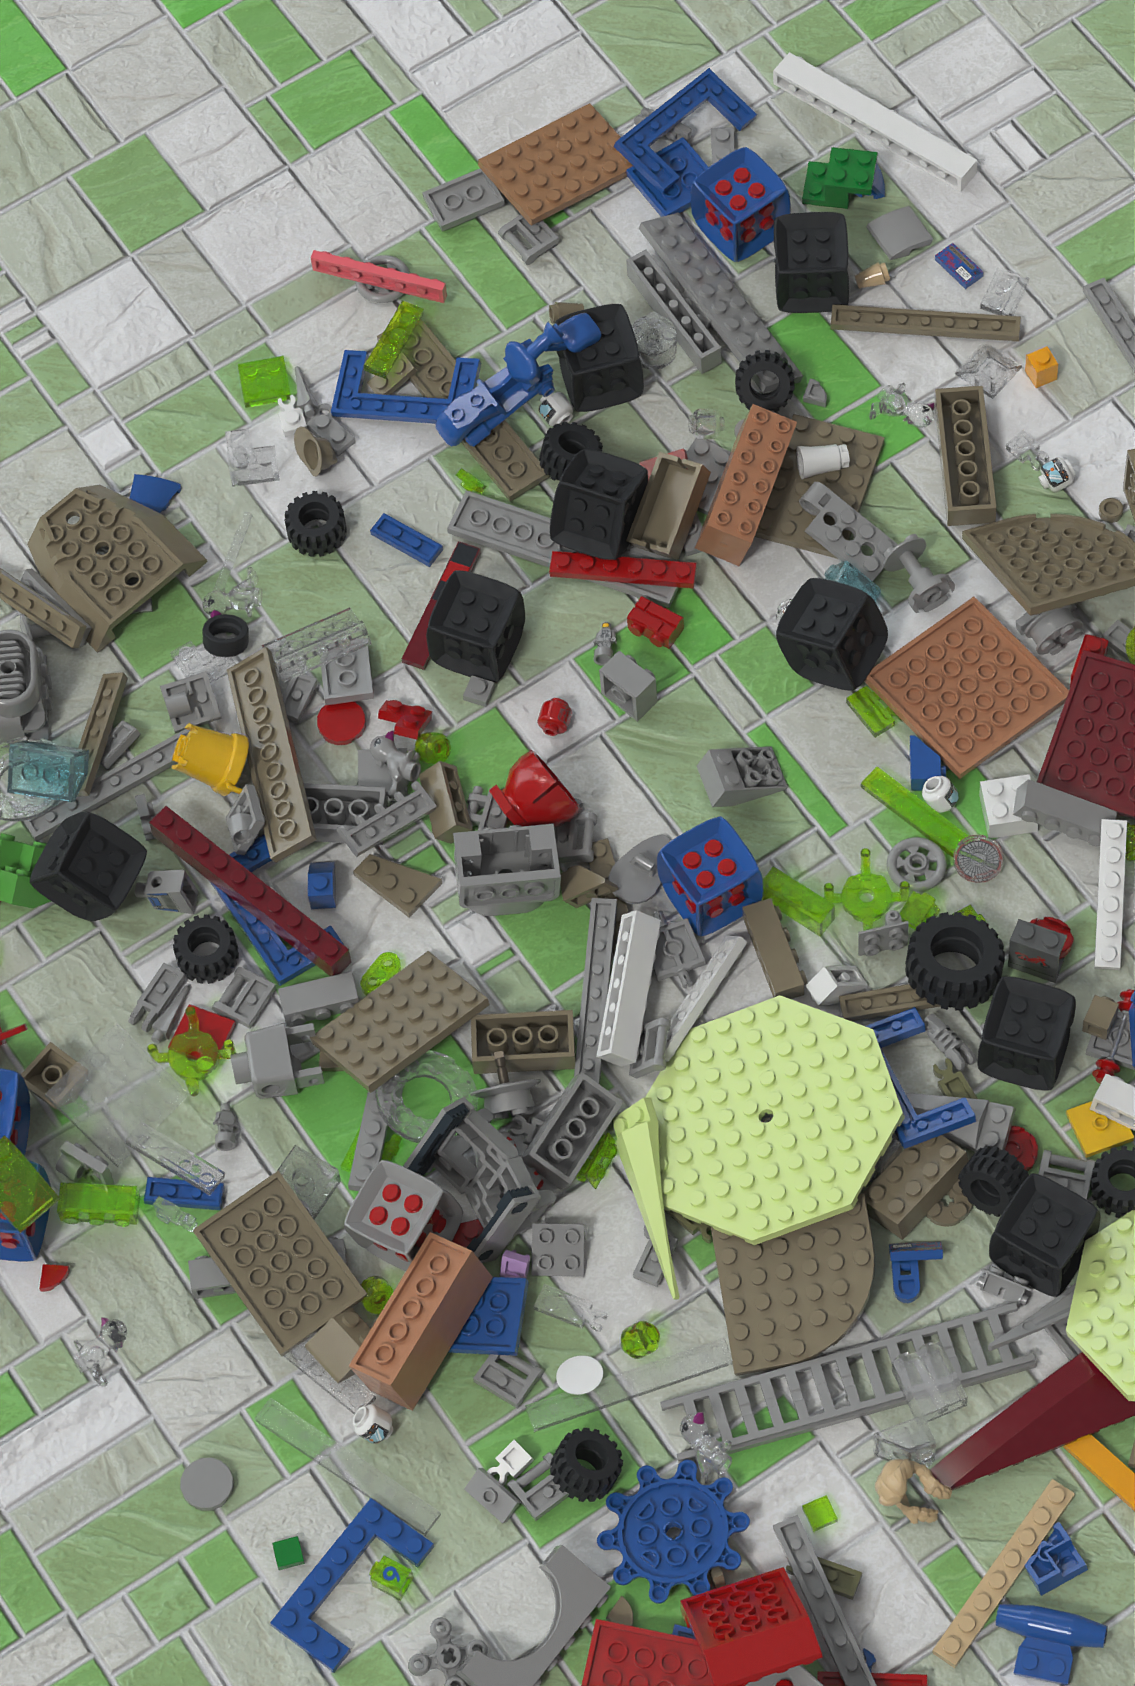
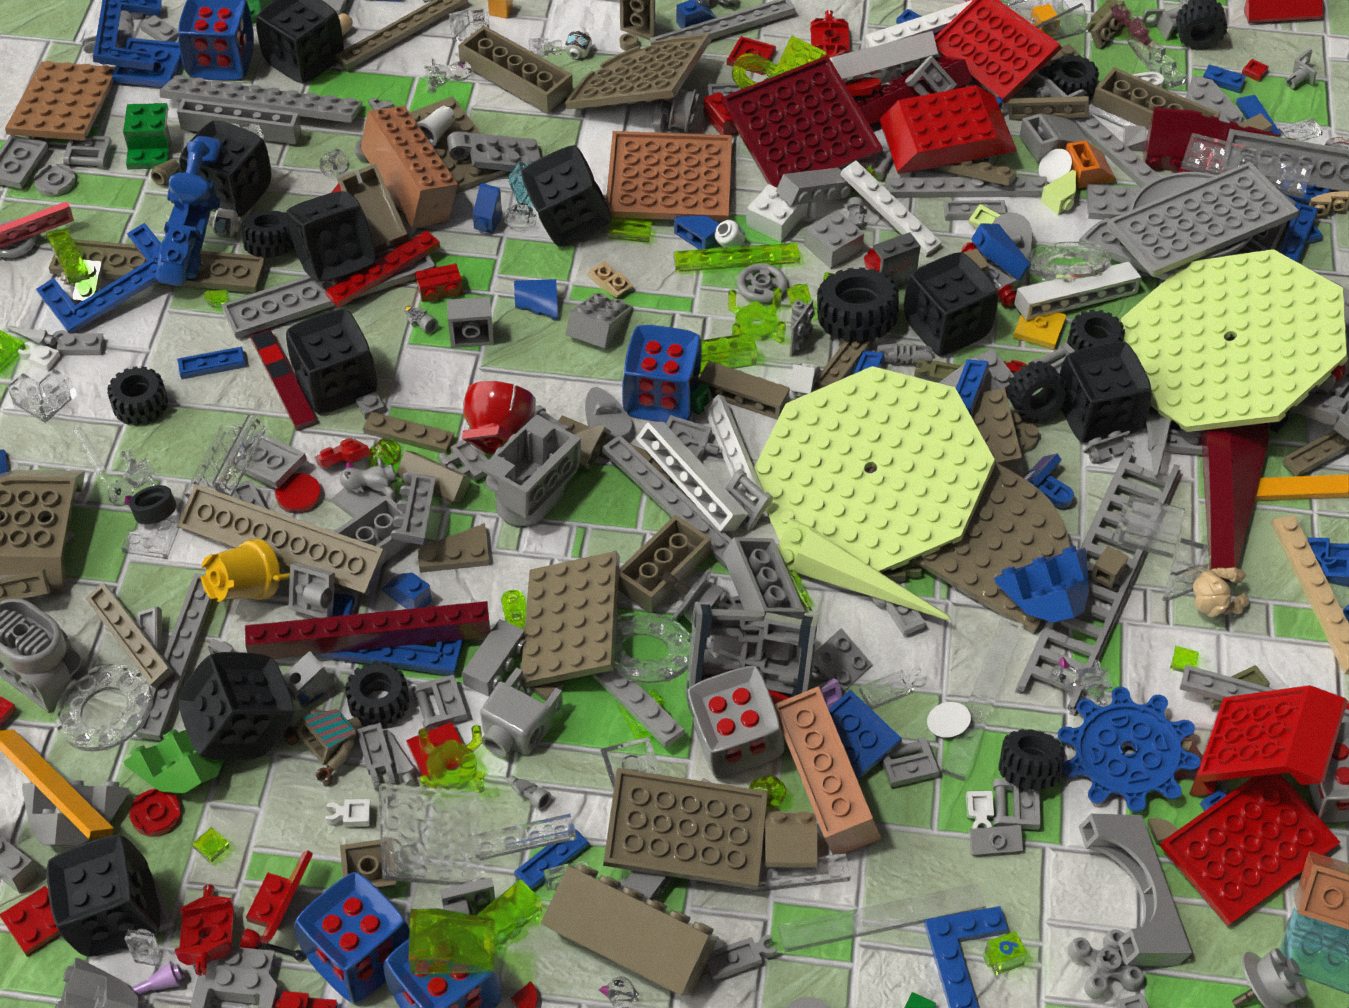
camera: 55 degrees left, 10 degrees down
(46, 770) = (124, 679): clear light blue slope -> none
(92, 1025) = (353, 813): none -> white plate
(137, 950) = (327, 736): none -> dark tan torso
(157, 1297) = (630, 929): none -> dark tan brick
(190, 701) = (175, 562): light grey plate -> none
(215, 1390) = (738, 957): none -> light grey plate
(314, 451) = (82, 358): dark tan piece -> none
(372, 1423) = (869, 871): white head -> none
(476, 244) = (54, 180): none -> light grey tile
(478, 743) = (409, 433): none -> dark tan plate
(554, 716) = (441, 378): red head -> none
(585, 262) = (146, 135): none -> green bracket
(640, 1339) = (960, 662): clear neon green head -> none
(718, 709) = (537, 296): none -> blue slope
(729, 925) = (700, 398): none -> green tile
(765, 362) = (335, 113): black tyre -> none
(769, 586) = (487, 209): none -> blue slope
(775, 1349) = (1051, 586): none -> blue brick
(797, 745) = (609, 280): none -> tan slope
(850, 1381) = (1109, 567): none -> dark tan brick
(928, 588) = (583, 140): light grey piece -> none
(978, 858) = (795, 249): clear tile -> none
(1026, 879) = (834, 239): none -> light grey brick
(1089, 864) = (855, 207): none -> light grey piece

